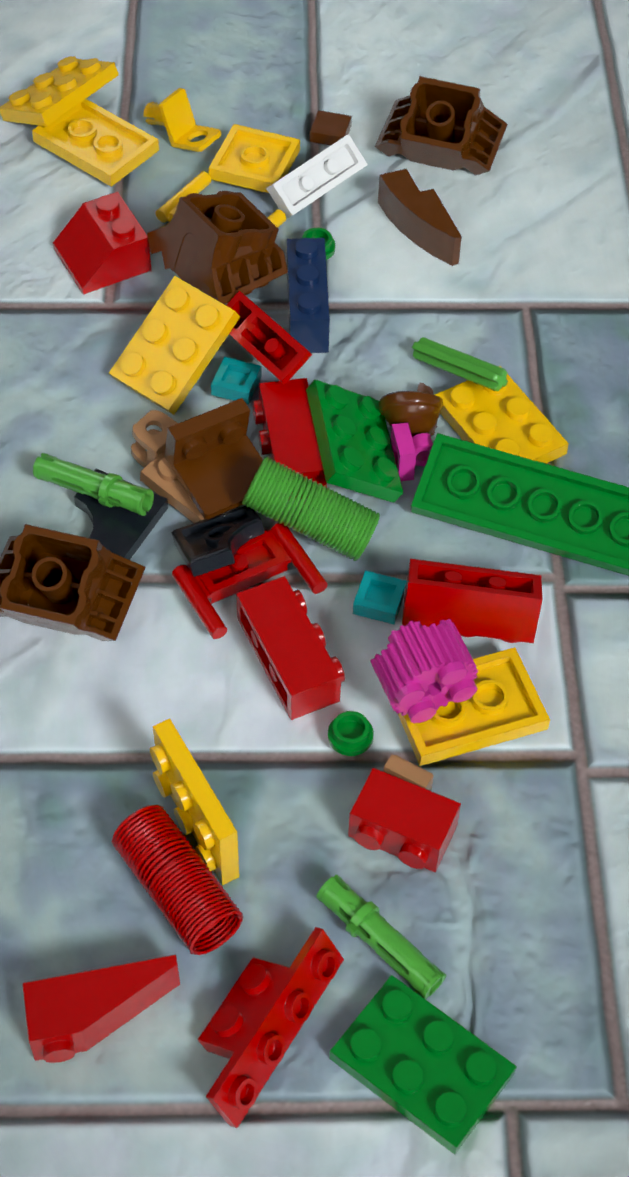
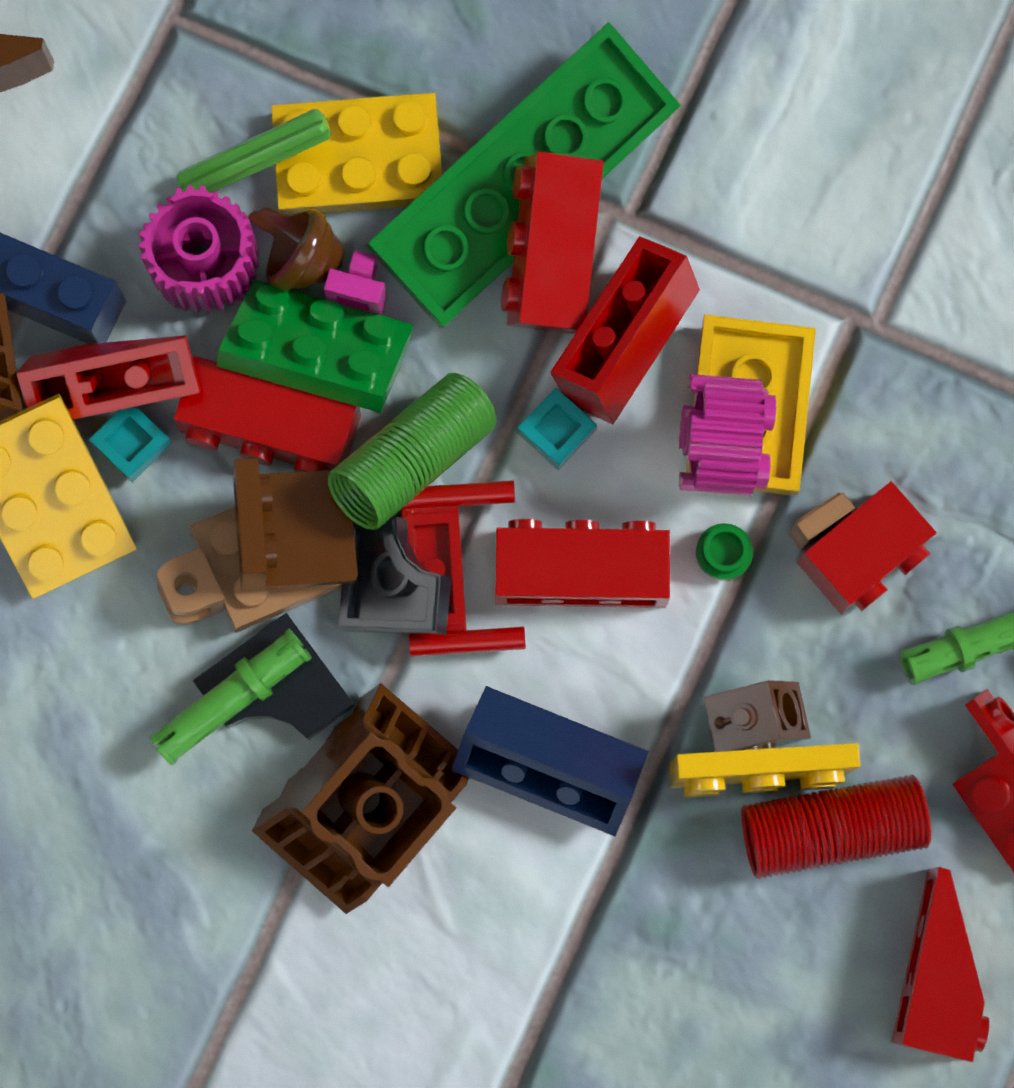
camera: 65 degrees left, 25 degrees up
(136, 674) = (550, 760): none -> dark blue brick
(237, 785) = (757, 716): none -> reddish brown head
(378, 357) = (204, 279): none -> dark pink brick
(508, 529) = (552, 242): none -> red brick

